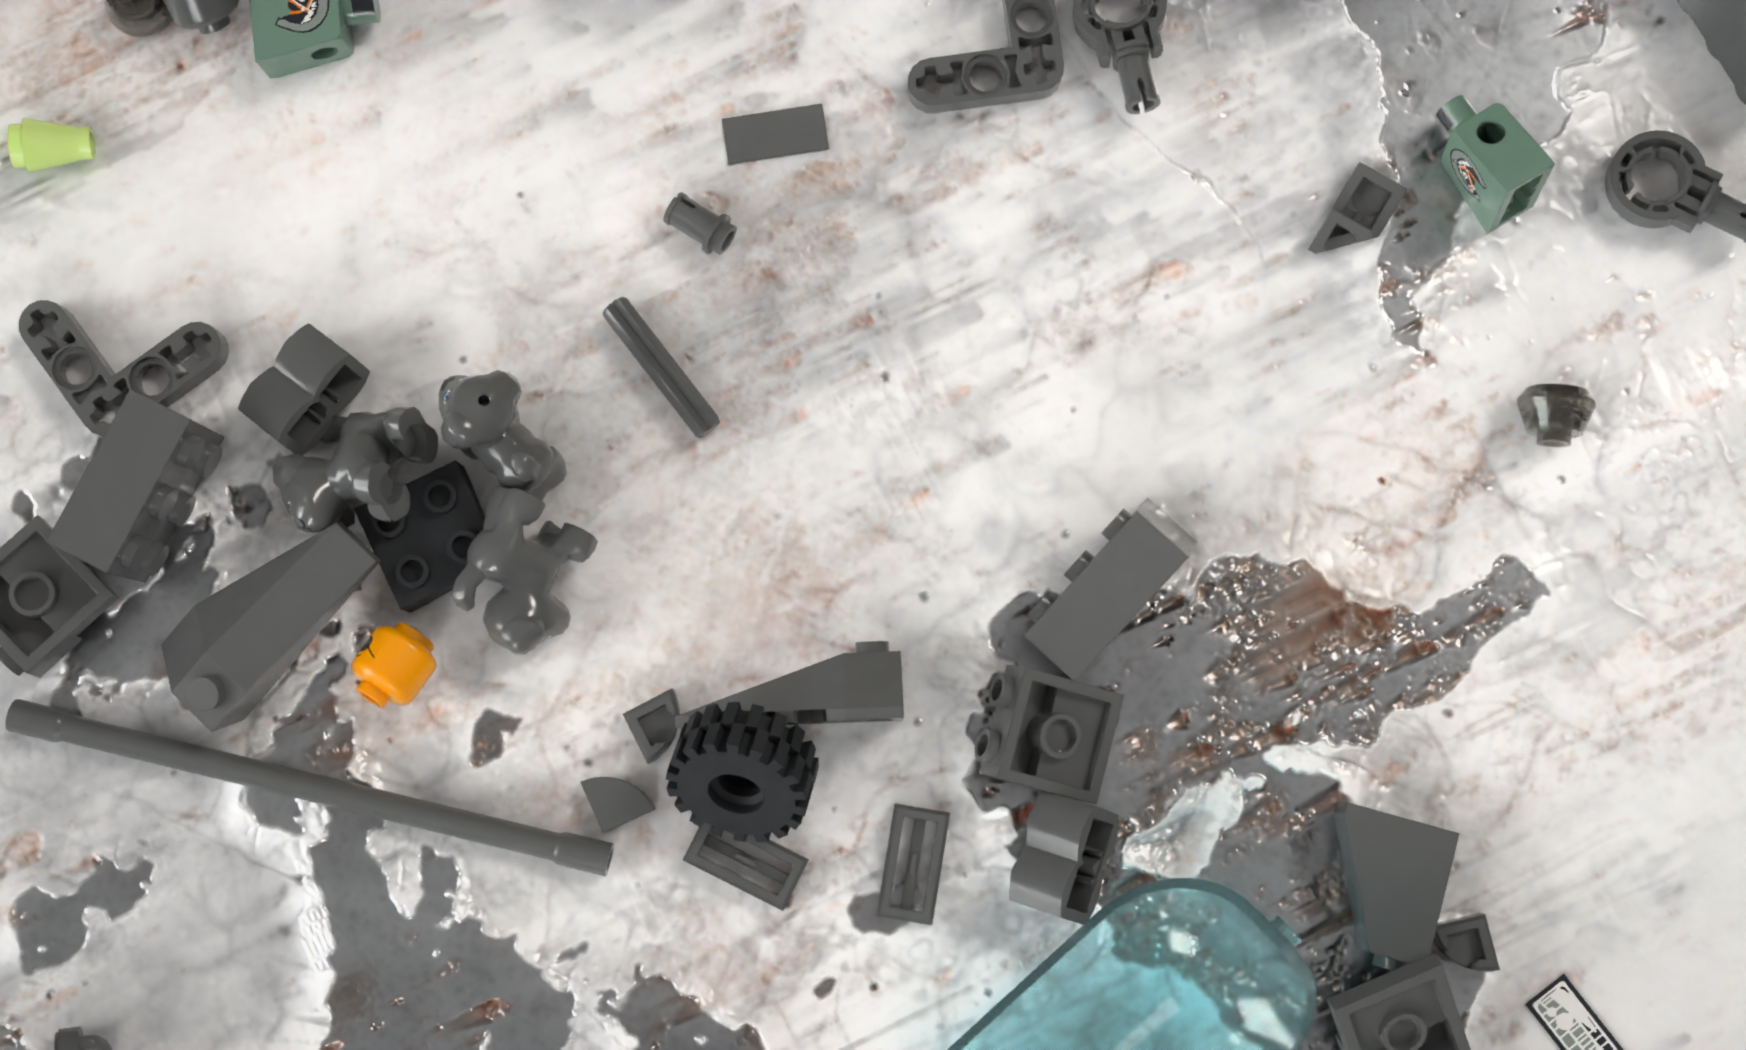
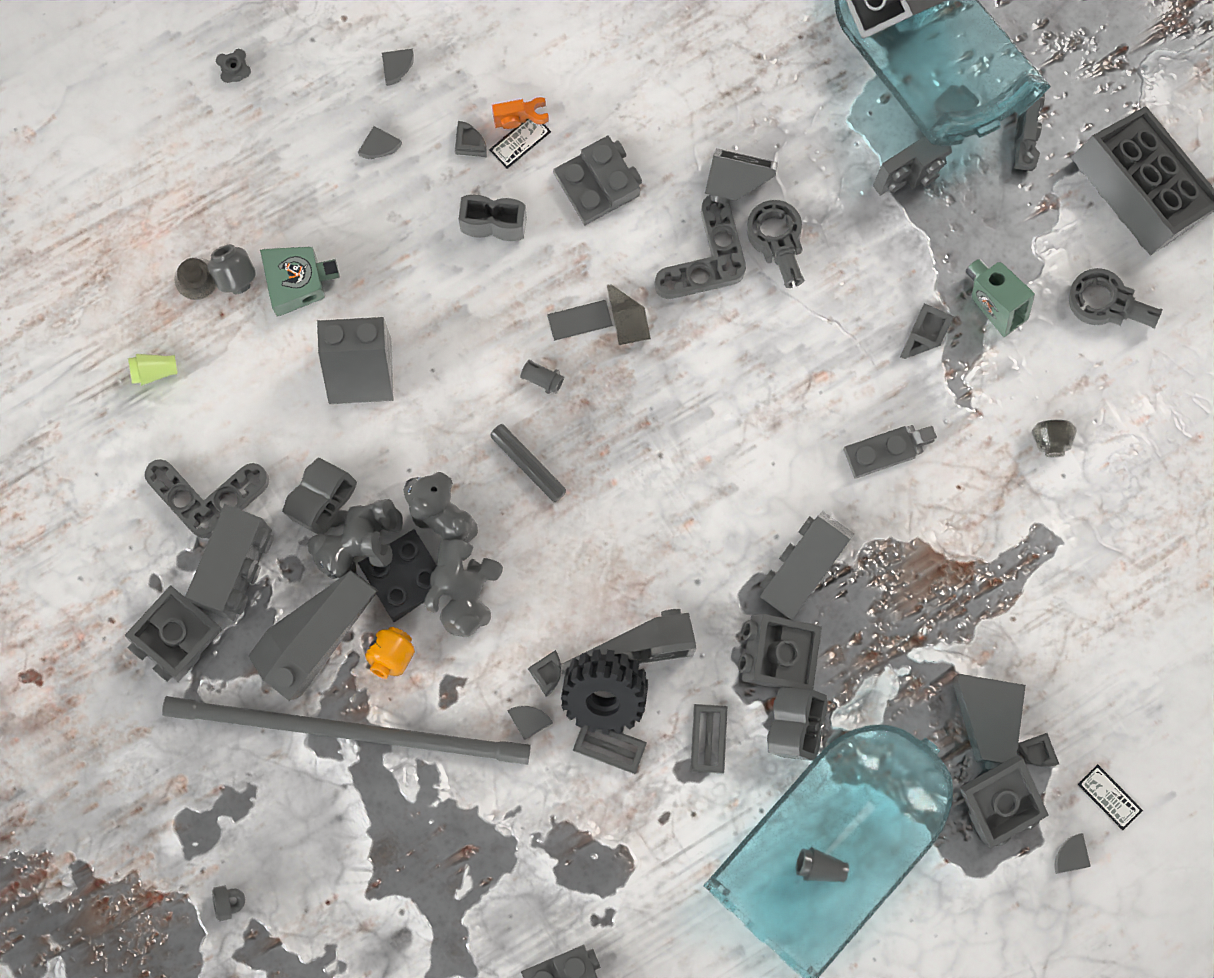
camera: 10 degrees left, 5 degrees down
(385, 162) = (356, 360): none -> dark grey slope
(856, 136) = (628, 317): none -> clear smoke slope
(1268, 405) = (887, 449): none -> dark grey hinge

